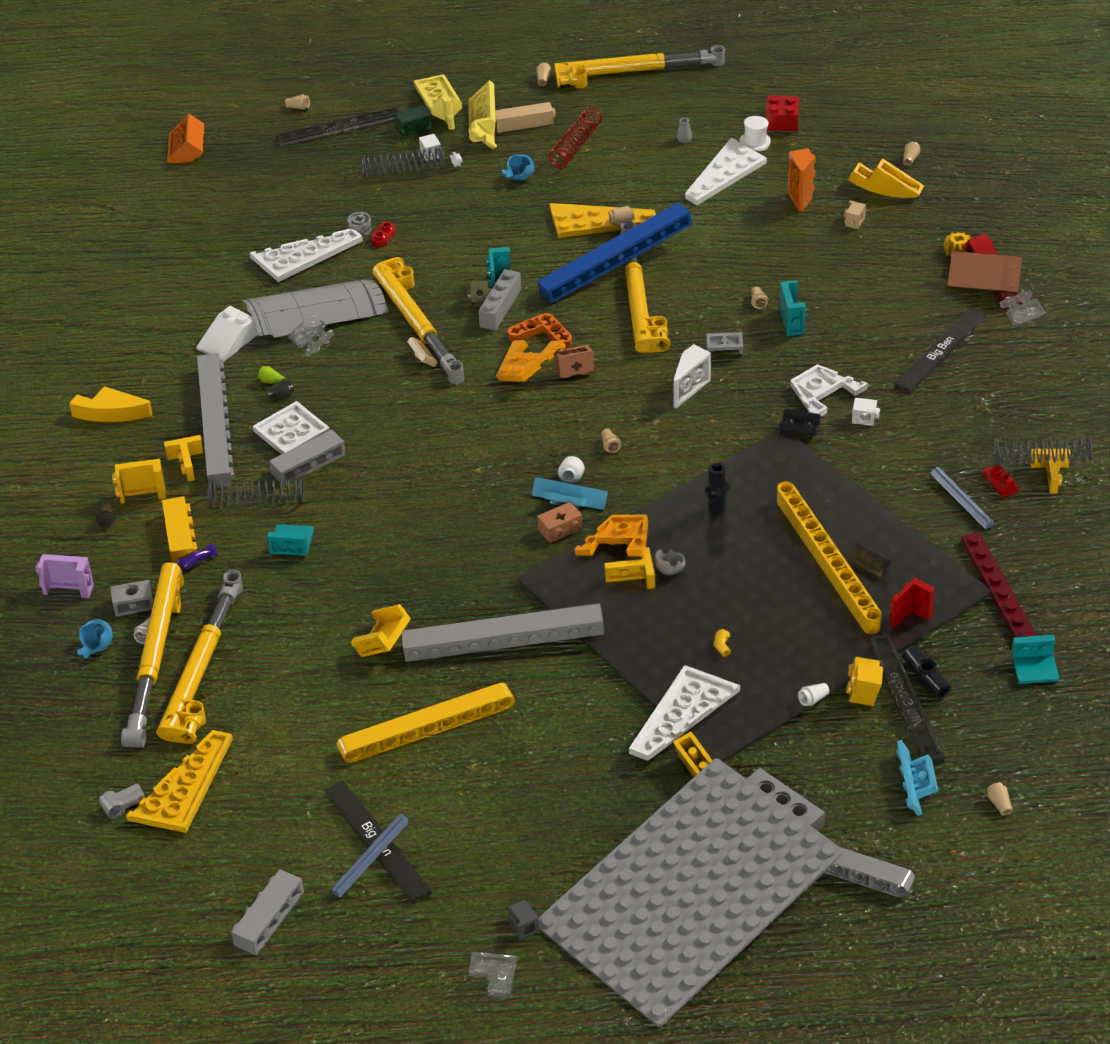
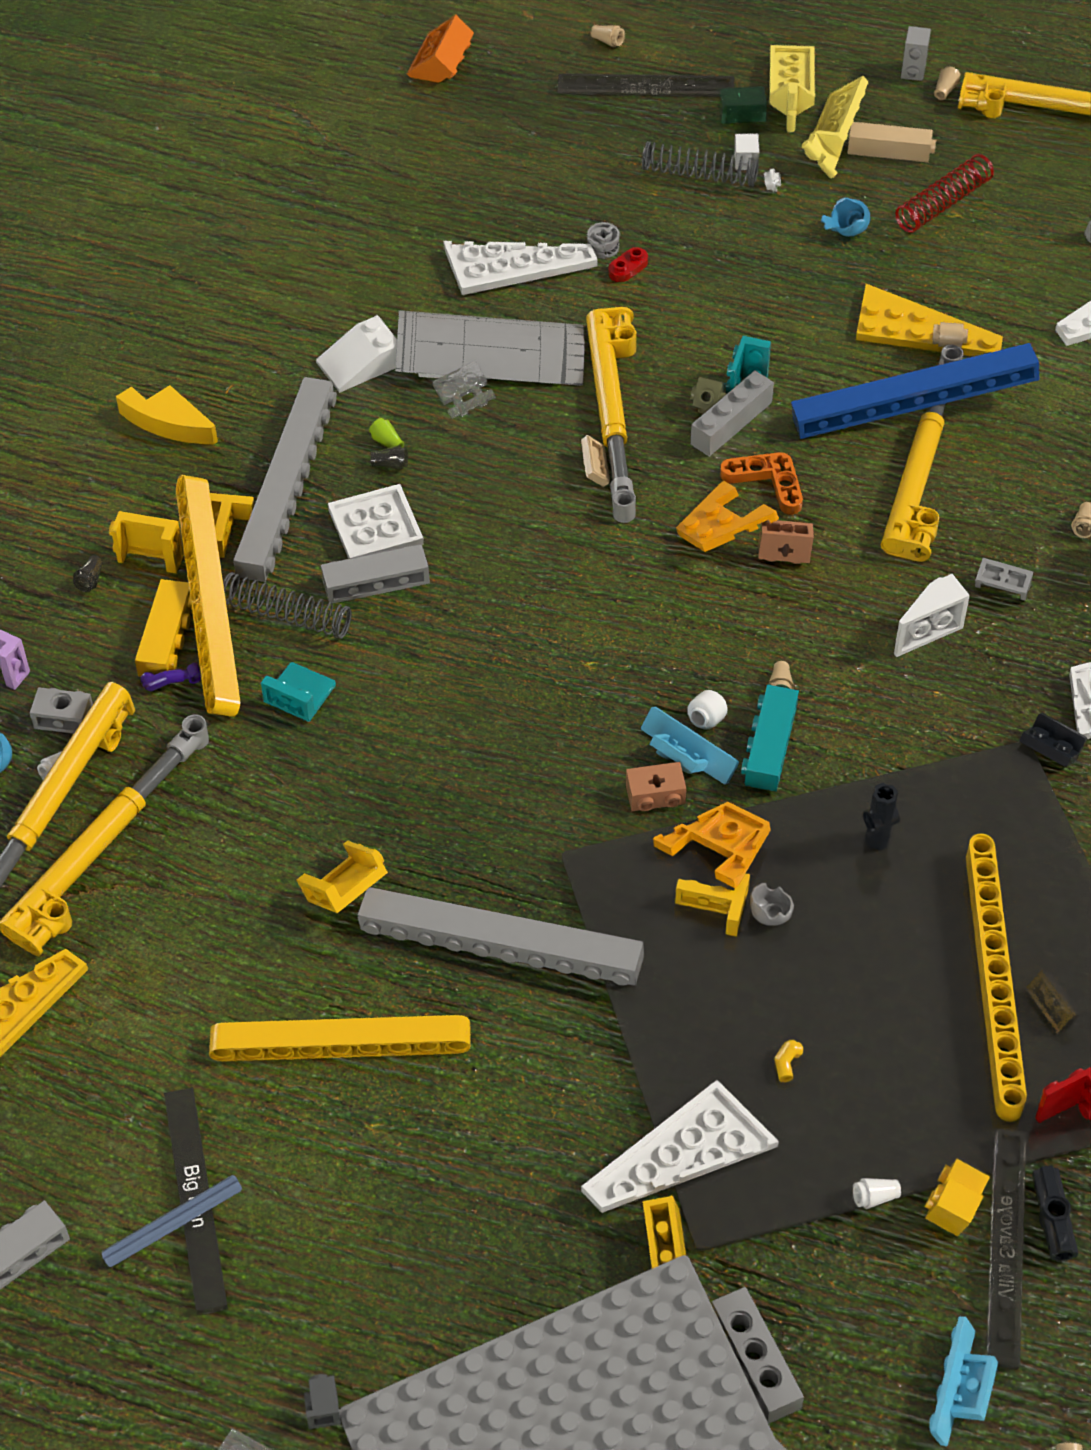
camera: 20 degrees right, 10 degrees up
(201, 500) = (207, 597): none -> yellow beam
(515, 60) = (915, 53): none -> light grey brick
(621, 472) = (771, 737): none -> teal brick

